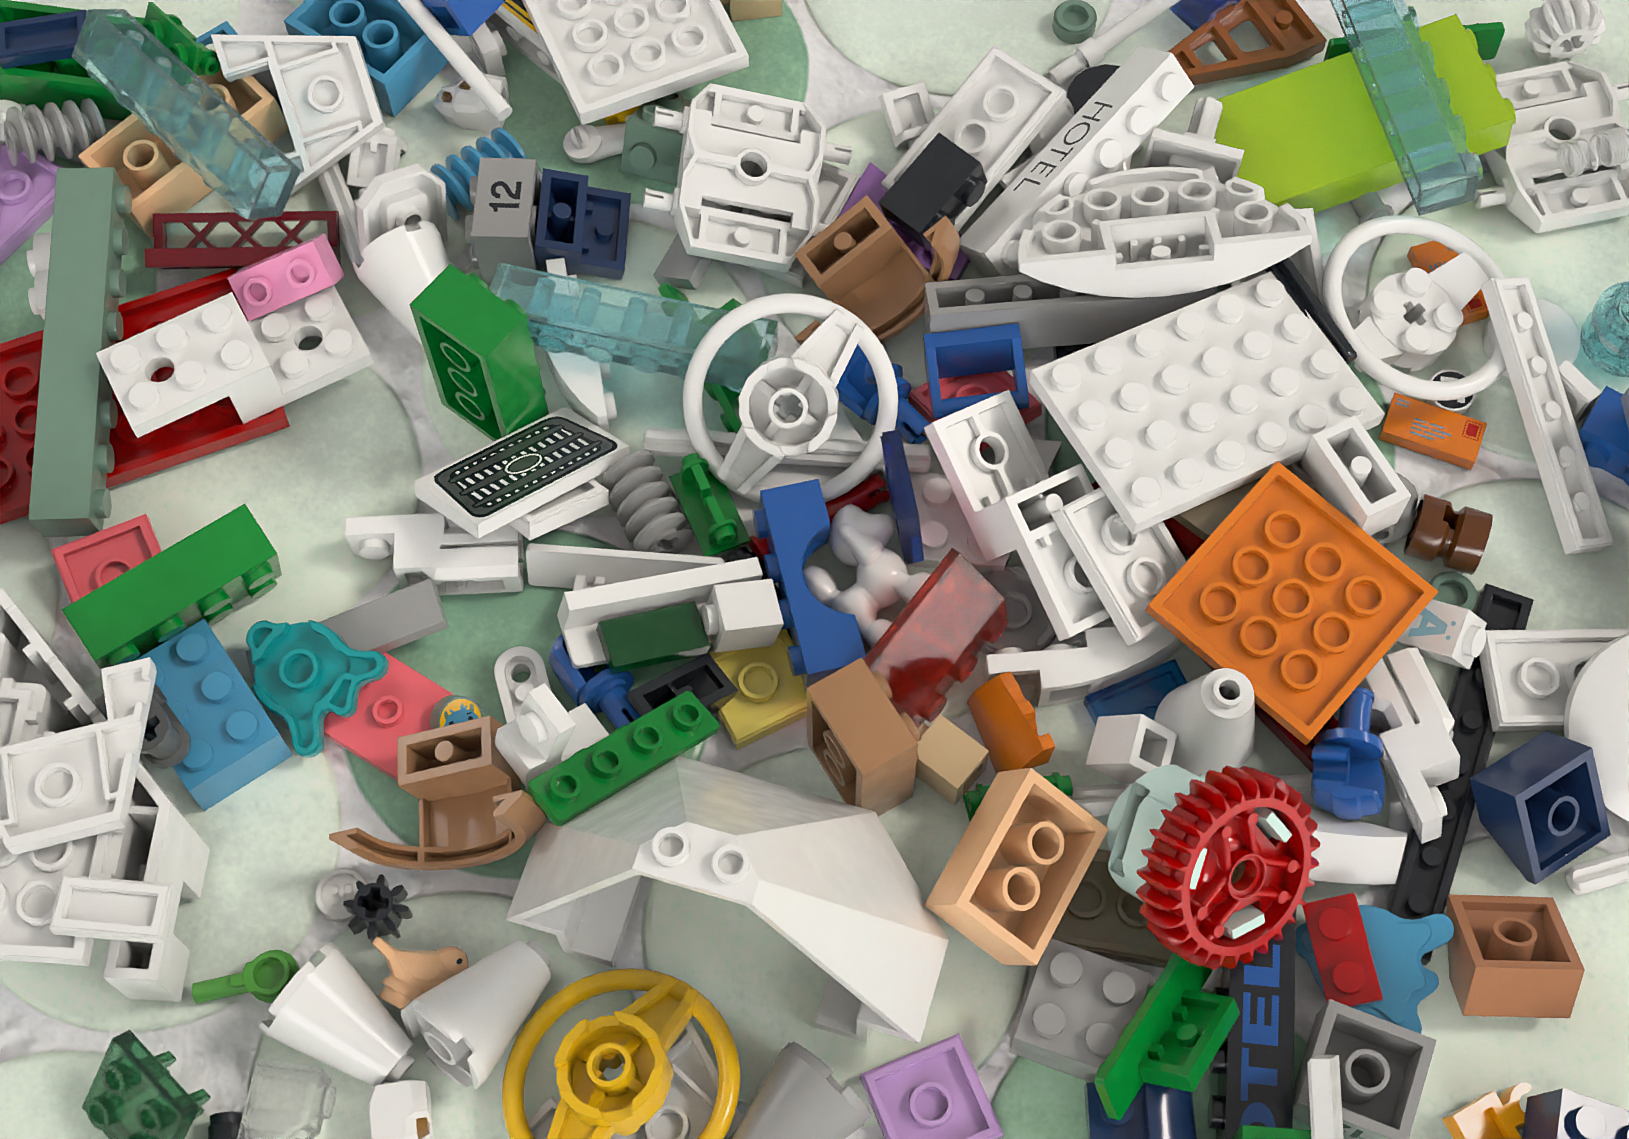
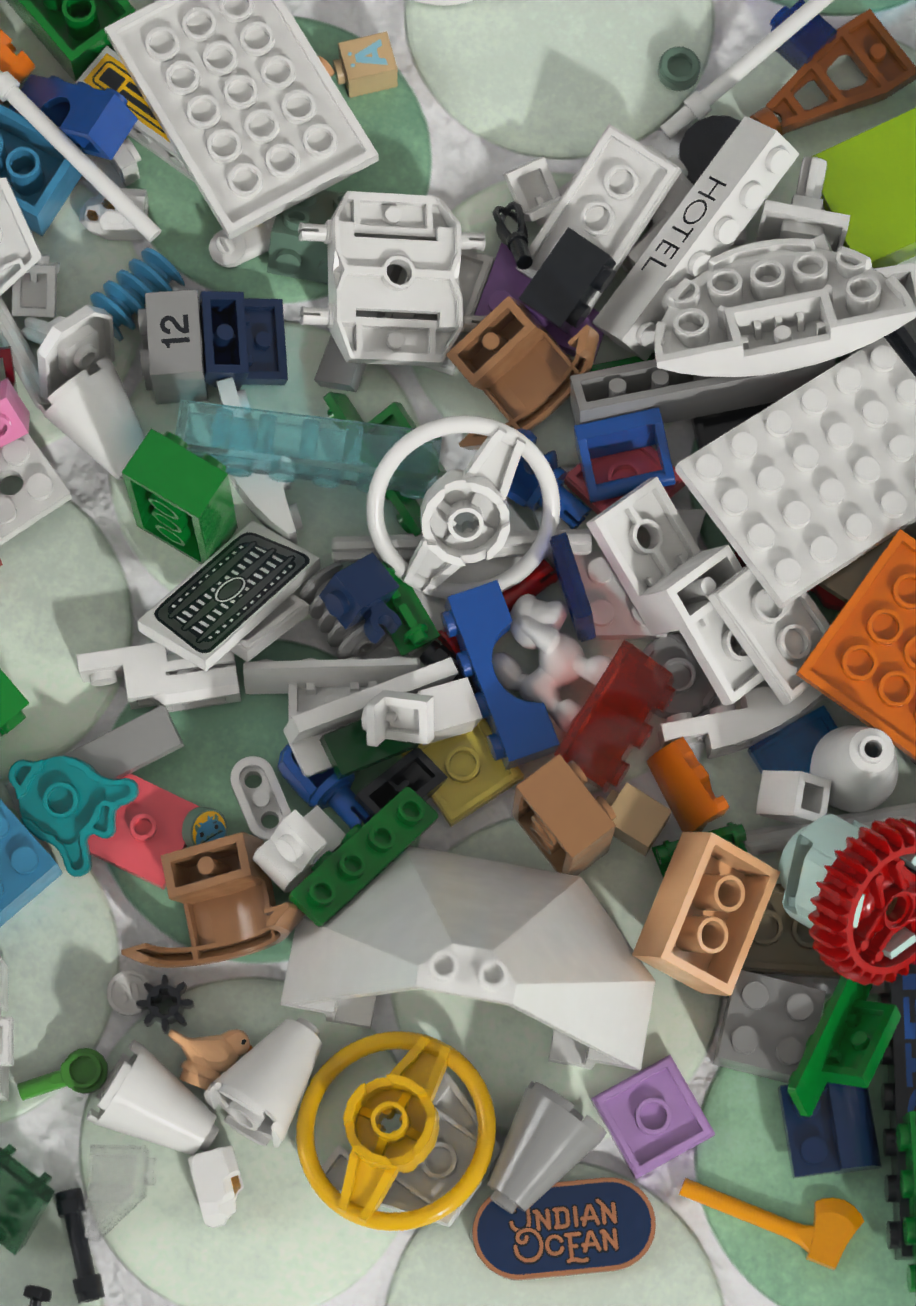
camera: 10 degrees left, 10 degrees up
(667, 479) = (360, 594): none -> dark blue brick
(685, 609) = (399, 718): none -> white bracket
(885, 156) = (517, 241): none -> black piece

